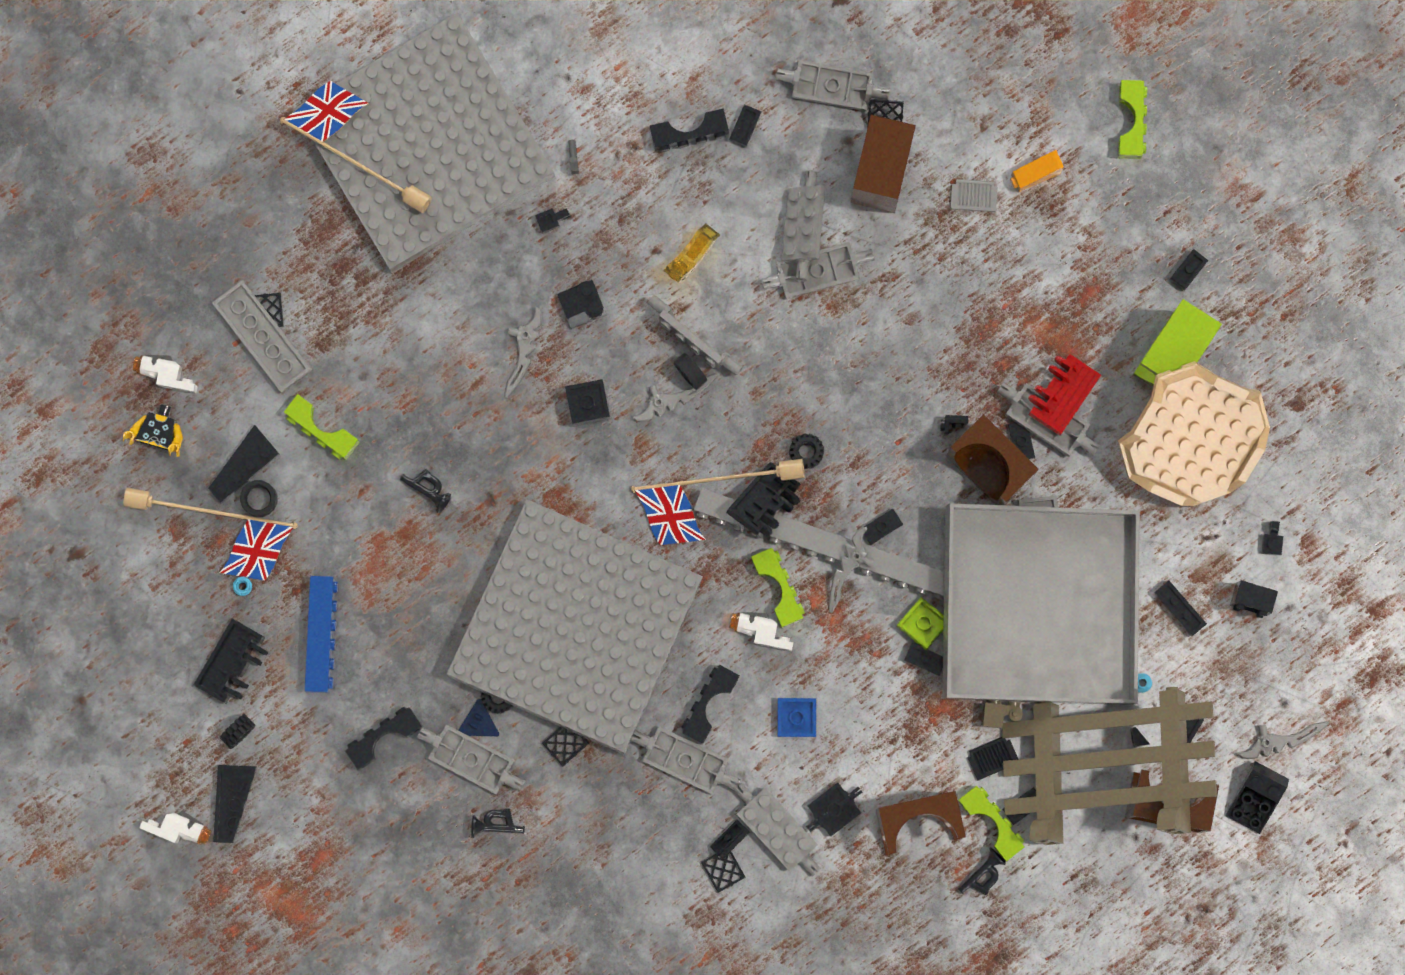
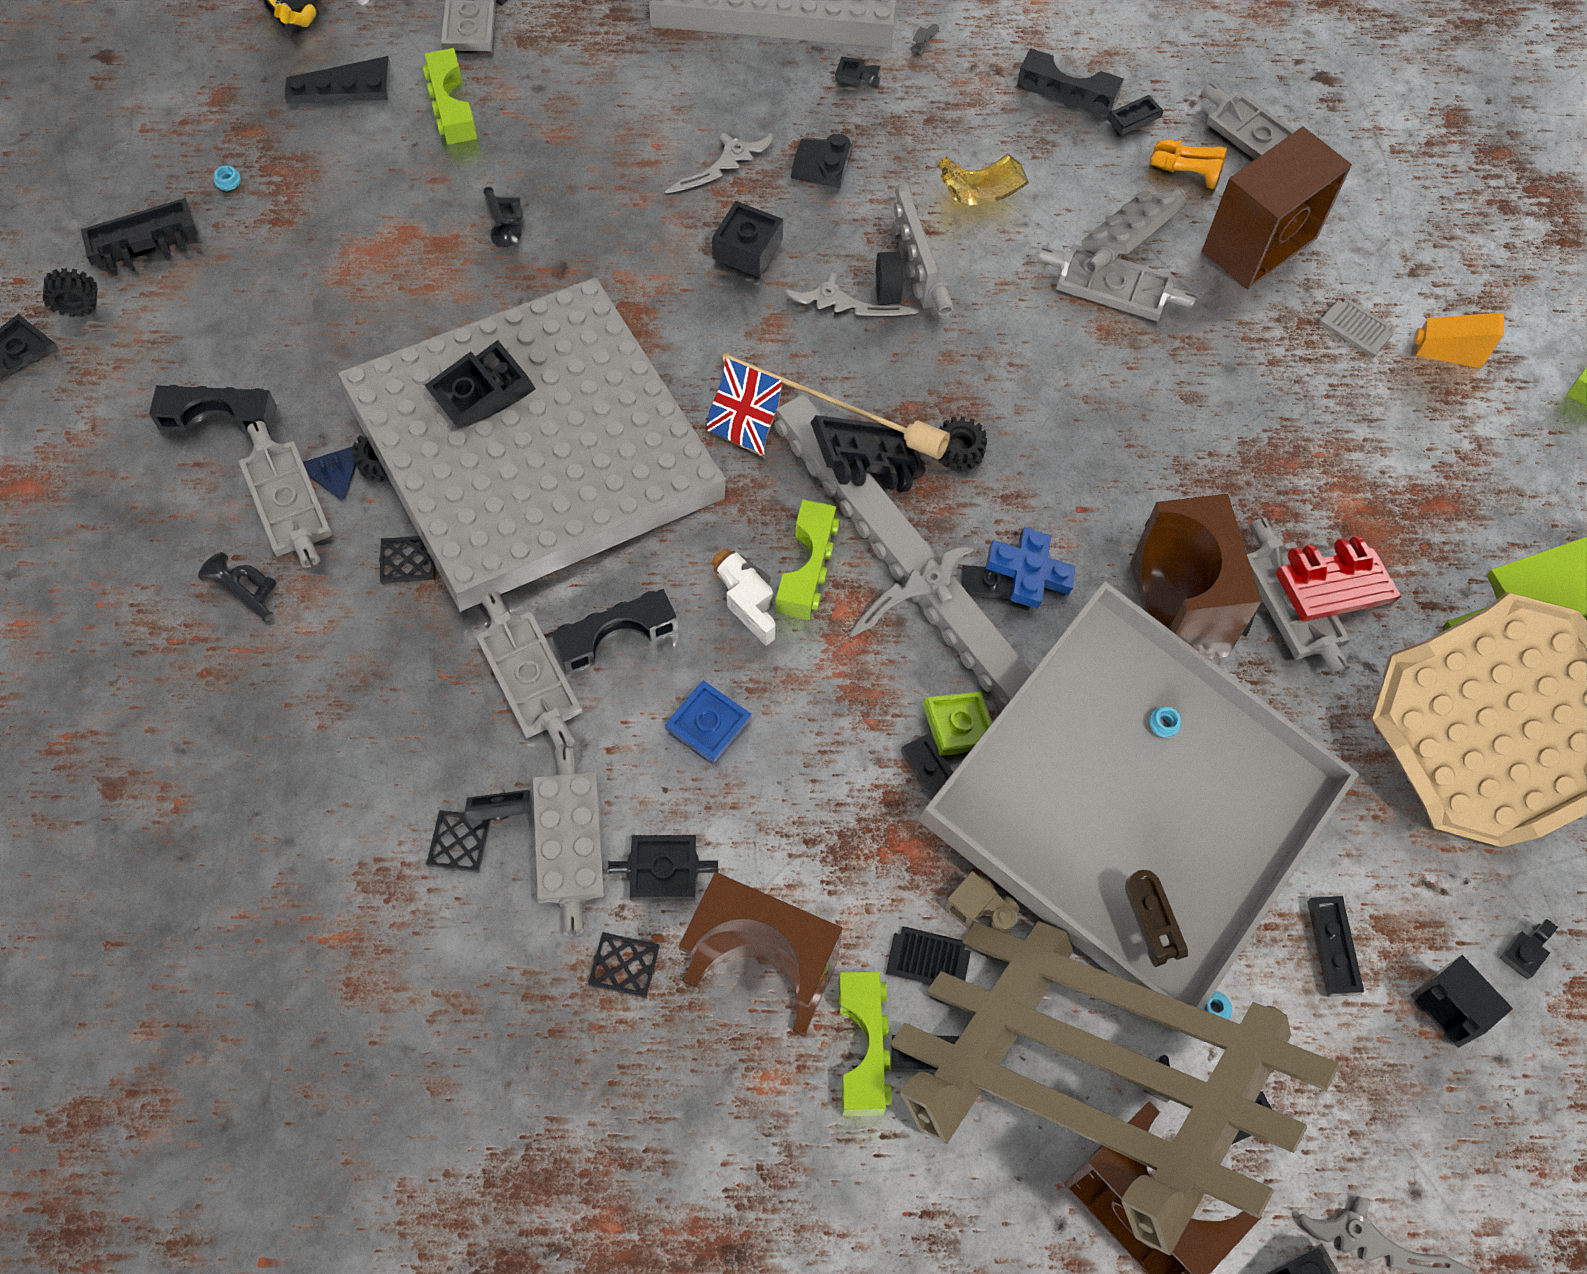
camera: 30 degrees right, 20 degrees down
(244, 498) = (322, 101): black tyre -> none
(255, 546) = (277, 156): flag -> none
(320, 634) = (253, 268): blue brick -> none
(534, 626) = (480, 385): none -> black slope
(790, 138) = (1174, 156): none -> light orange piece
(837, 875) = (598, 959): none -> black window
(897, 504) = (1030, 567): none -> blue plate
(993, 859) = (828, 1097): black piece -> none
(1027, 547) = (1171, 716): none -> medium azure plate
(1088, 668) = (1155, 917): none -> dark brown plate

